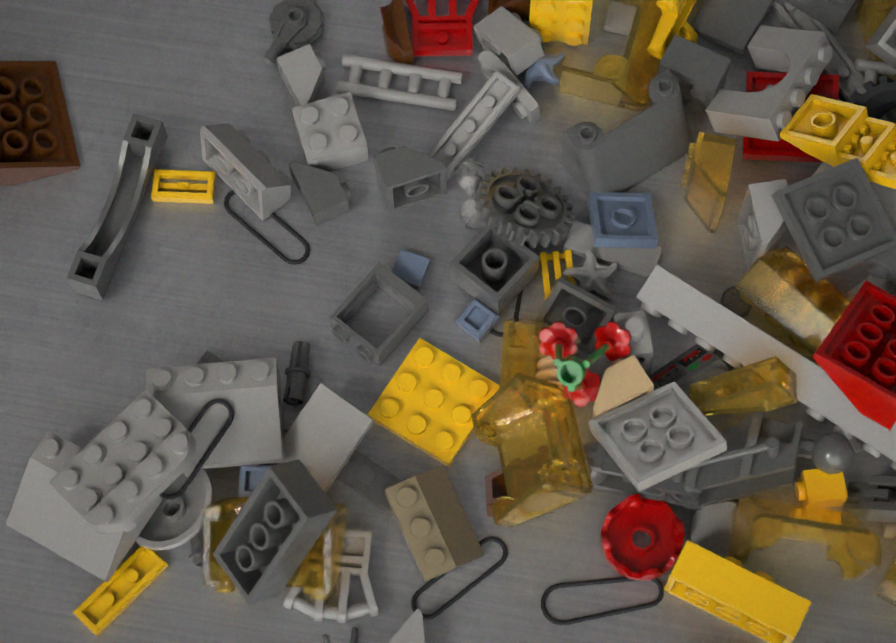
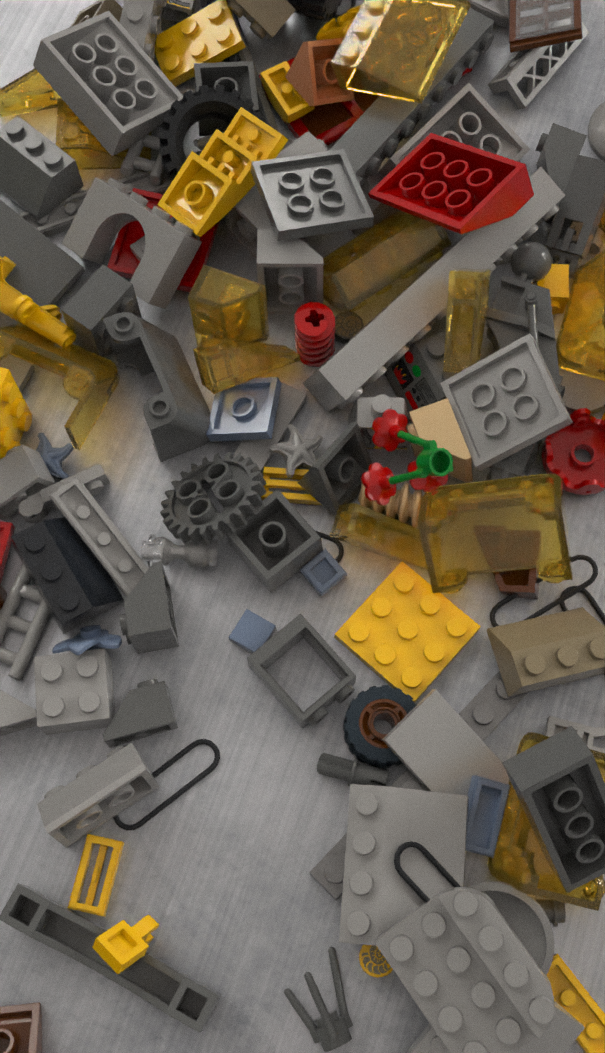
camera: 80 degrees left, 0 degrees up
(85, 386) = (330, 1029): none -> dark grey plant
(127, 214) = (125, 944): none -> yellow plate
(344, 371) = (358, 725): none -> black wheel
(377, 136) = (89, 638): none -> sand blue plate
(431, 101) = (65, 573): none -> black slope
(483, 528) = (556, 602): none -> black piece
(669, 204) = (231, 362): none -> clear yellow slope
(712, 265) = (314, 333): none -> red piece

